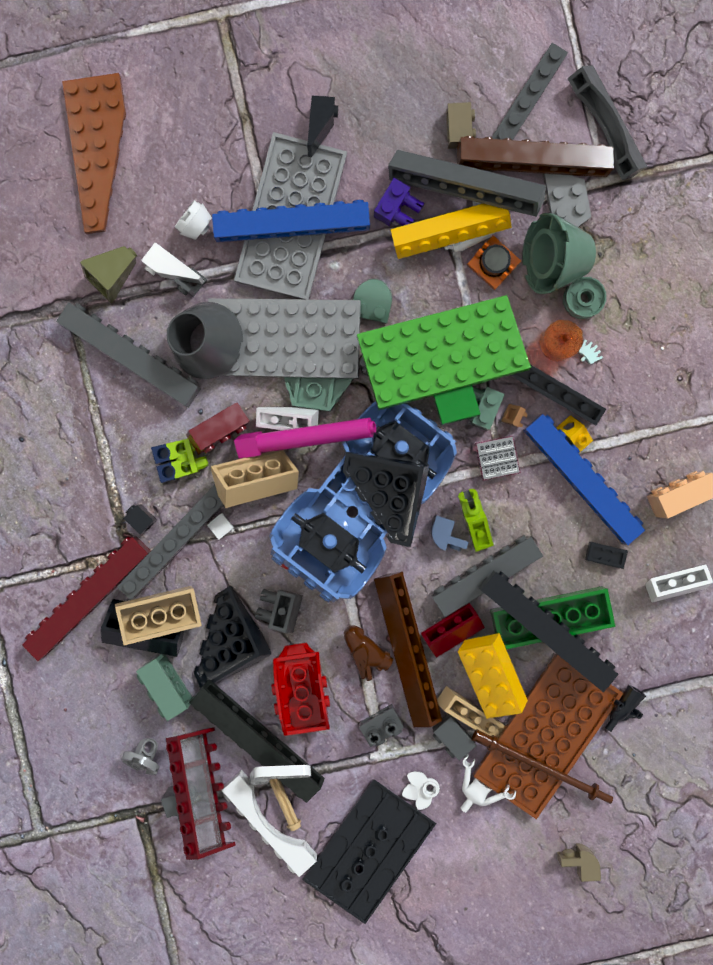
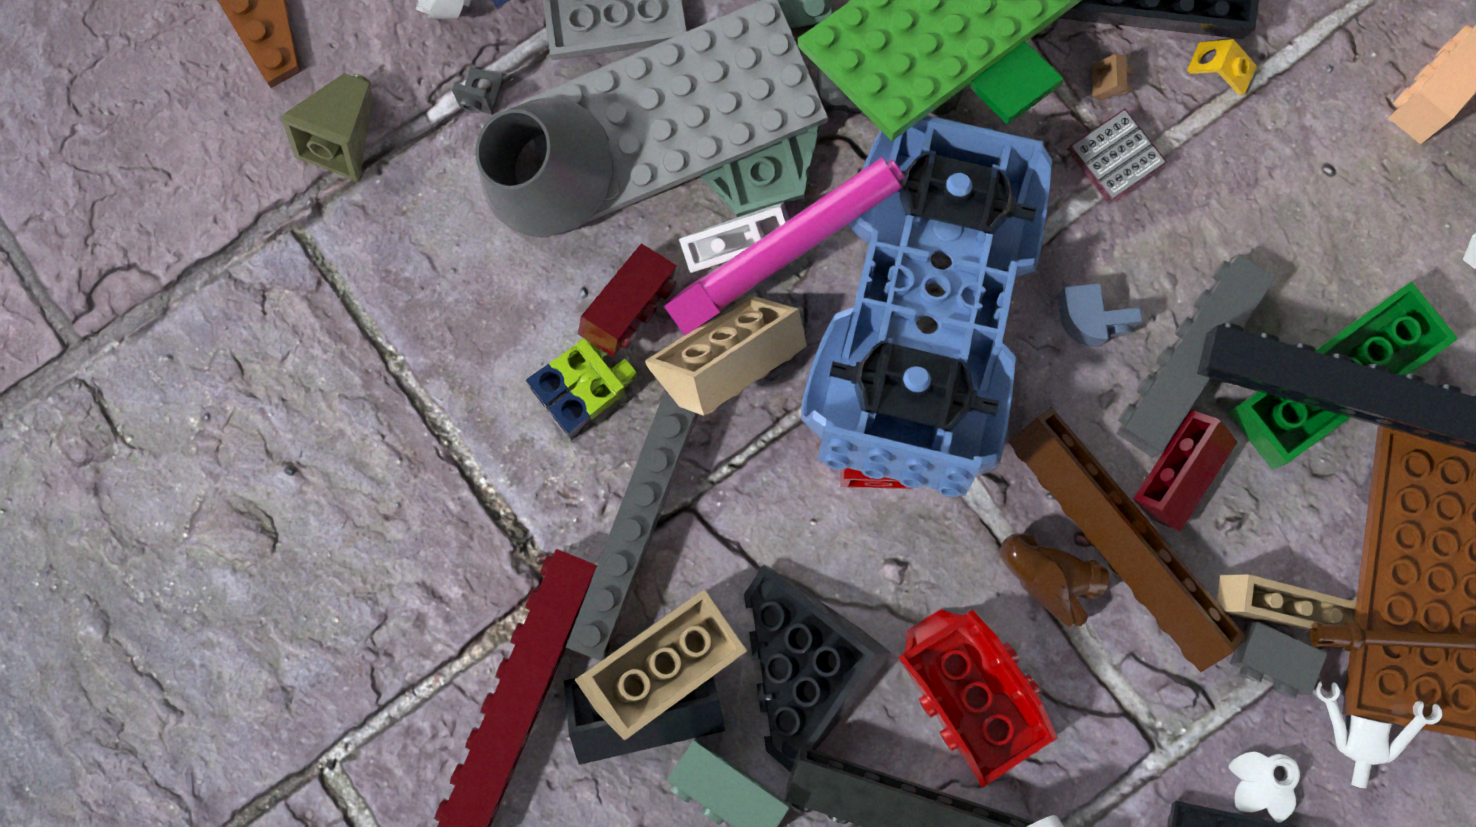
camera: 25 degrees left, 10 degrees down
(129, 355) = (422, 246): dark grey brick -> none
(139, 518) = (555, 514): black brick -> none
(167, 266) = (429, 76): white slope -> none
(220, 526) = (701, 469): white tile -> none
(284, 611) = (881, 566): dark grey brick -> none
(381, 726) = (1143, 696): dark grey brick -> none
(391, 489) = (978, 256): black slope -> none
(475, 520) = (1133, 268): lime plate -> none
(488, 403) = (1068, 101): sand green brick -> none
(492, 676) = (1296, 515): yellow brick -> none
(584, 479) = (1277, 130): blue brick -> none
(606, 555) = (1375, 236): black plate -> none

